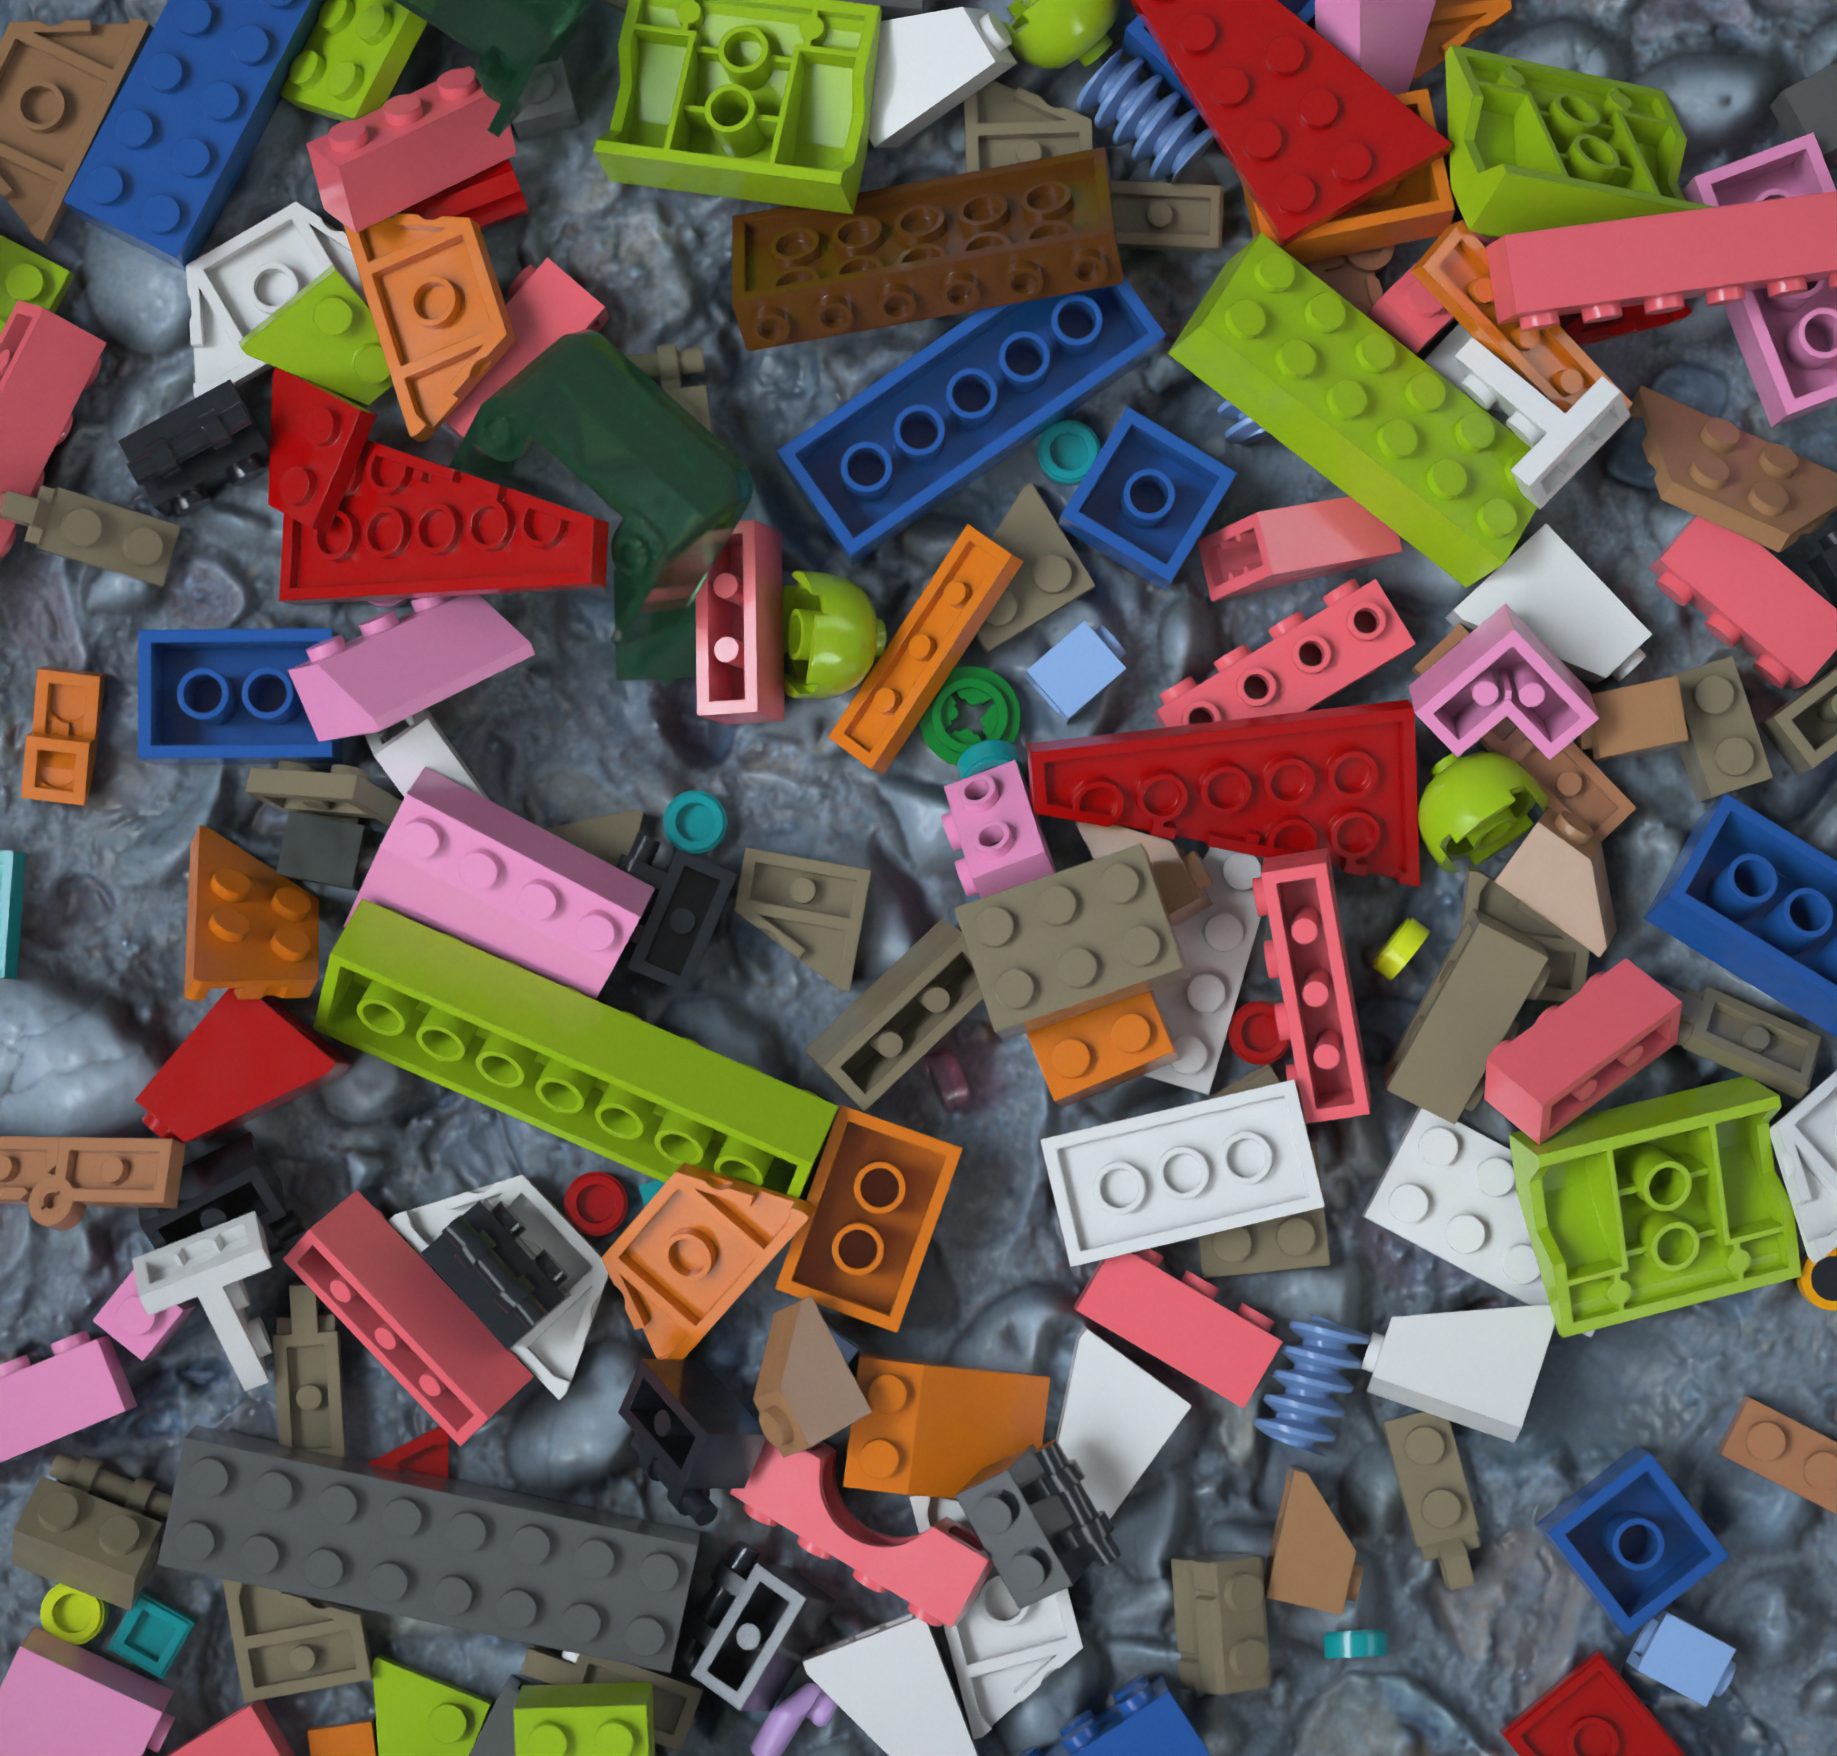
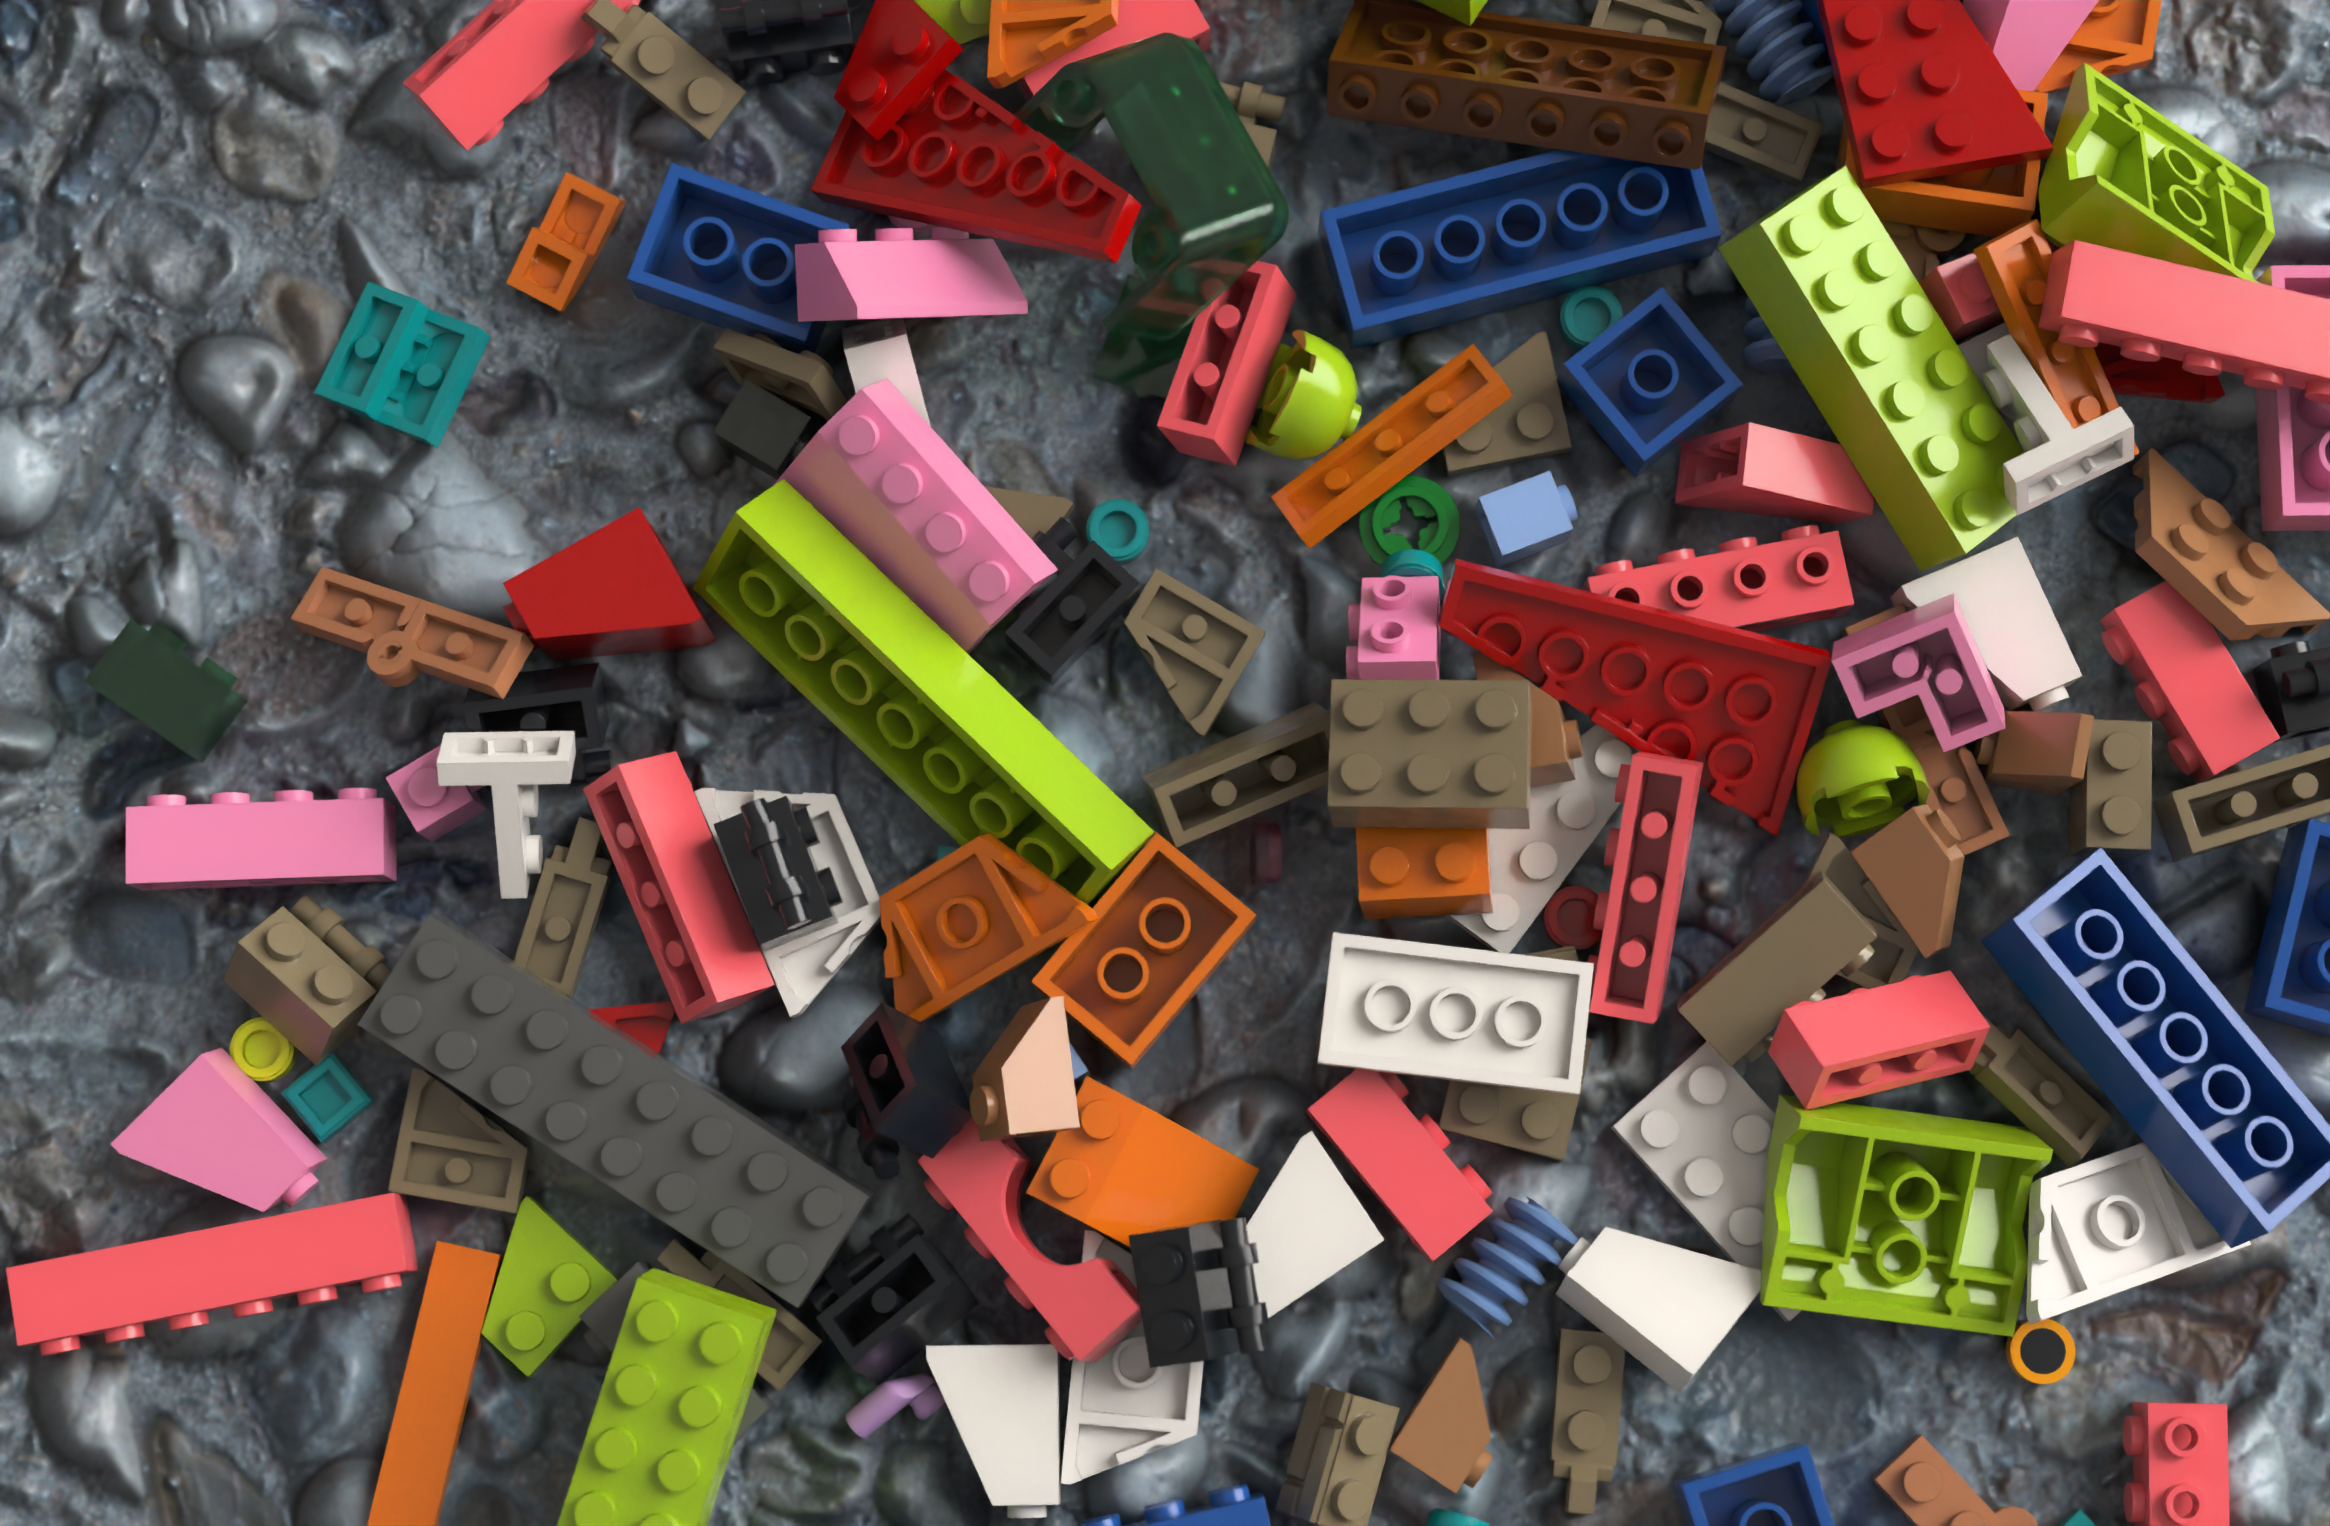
camera: 25 degrees right, 5 degrees down
(246, 925) = (668, 468): orange wing -> none
(596, 1203) = (893, 849): red tile -> none
(1400, 948) = (1737, 885): neon yellow tile -> none

